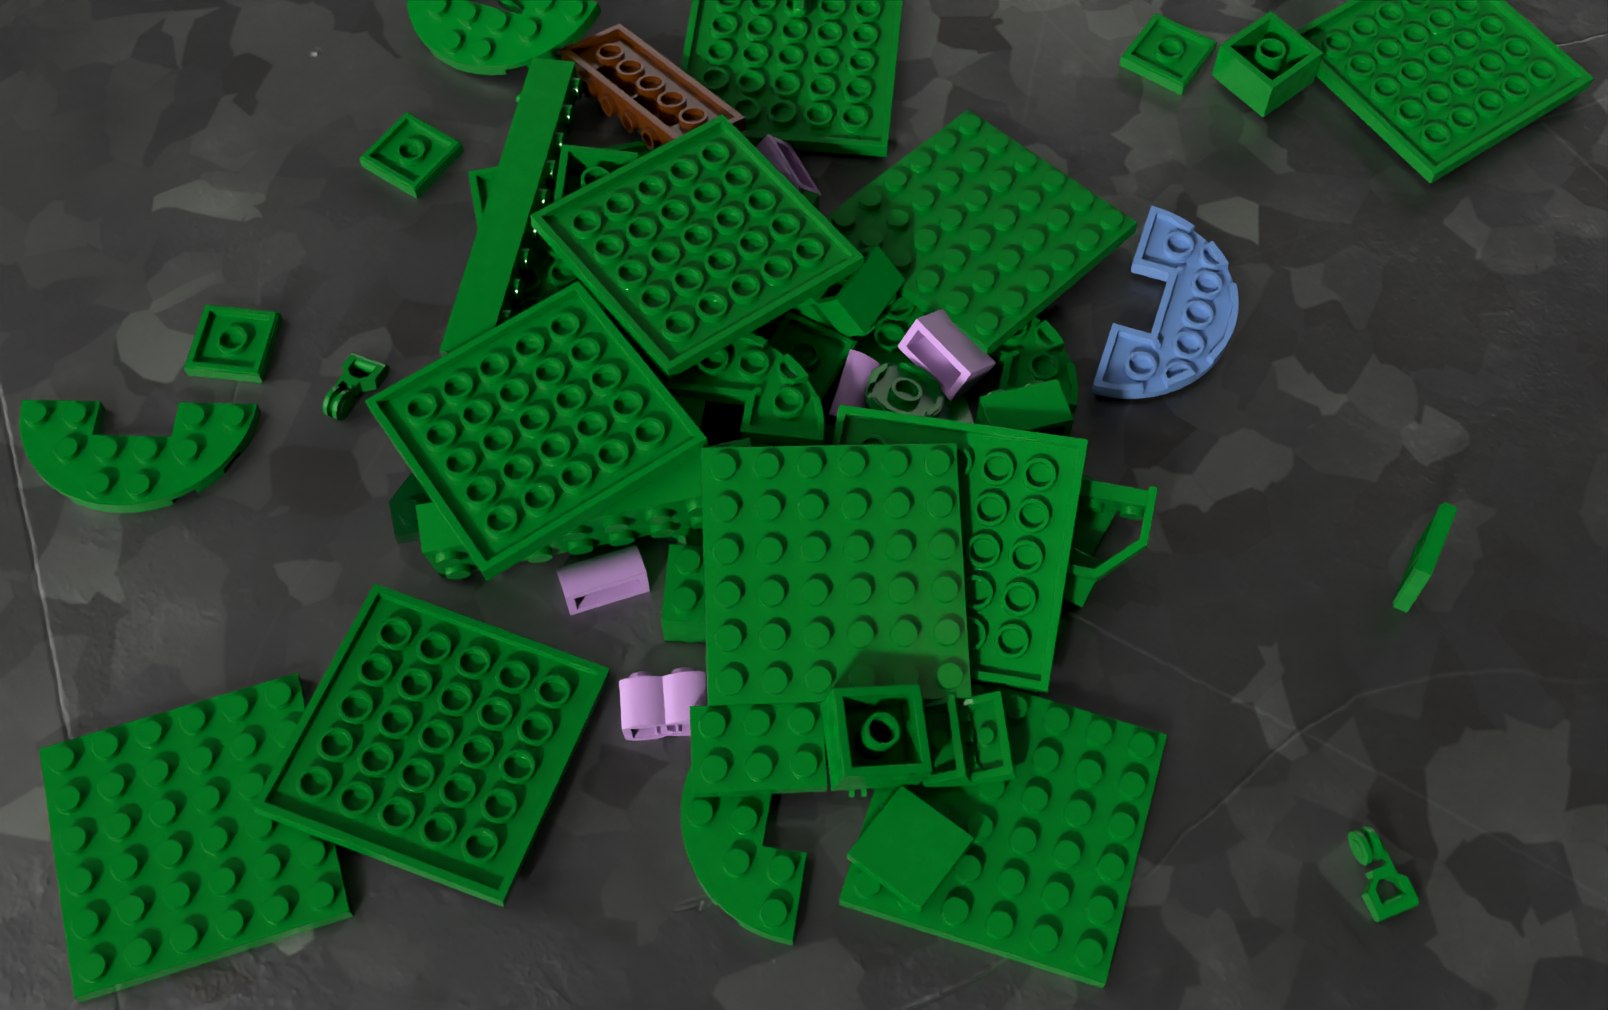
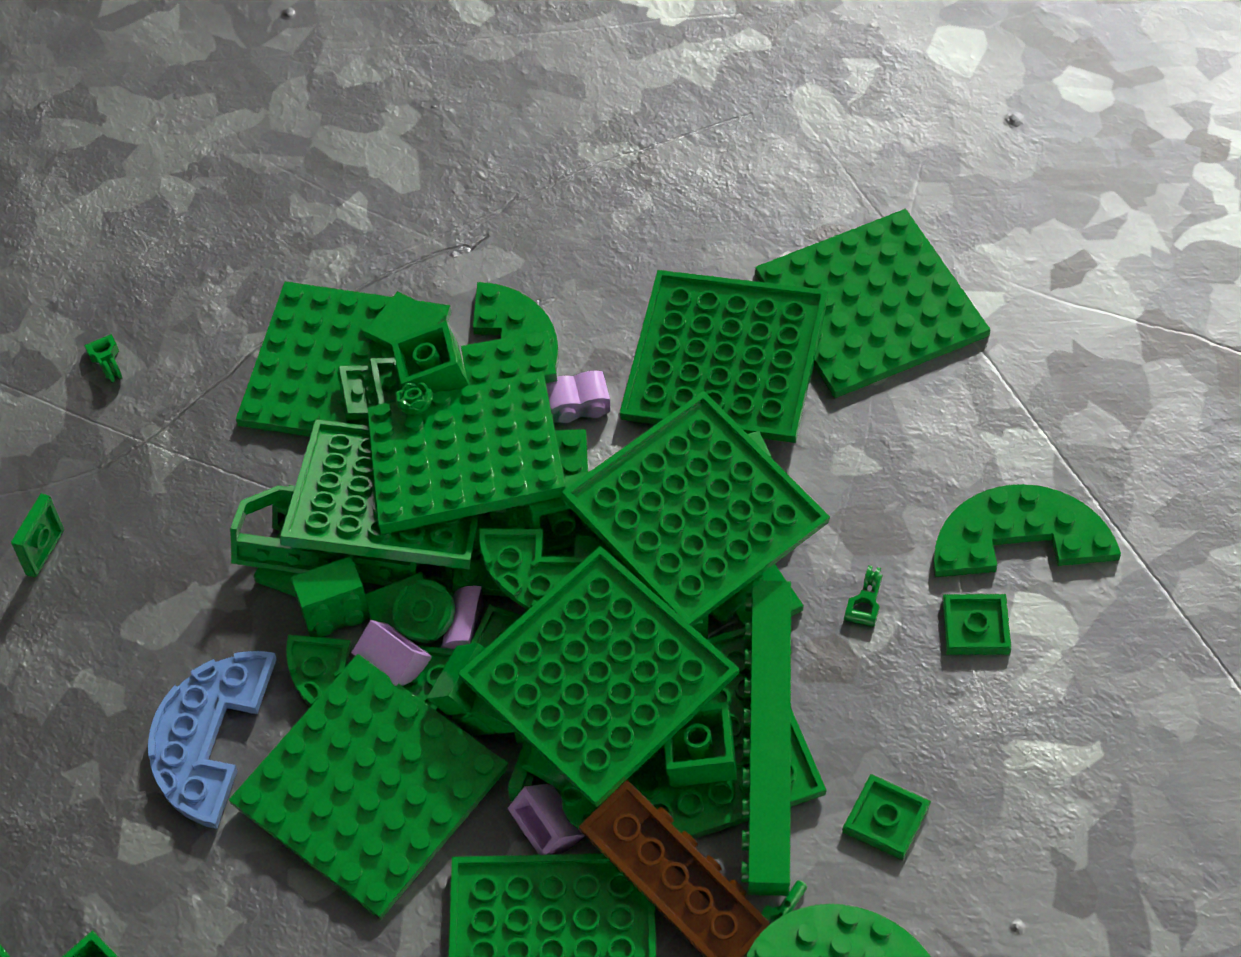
camera: 175 degrees right, 5 degrees down
(905, 647) = (414, 398): none -> green plate

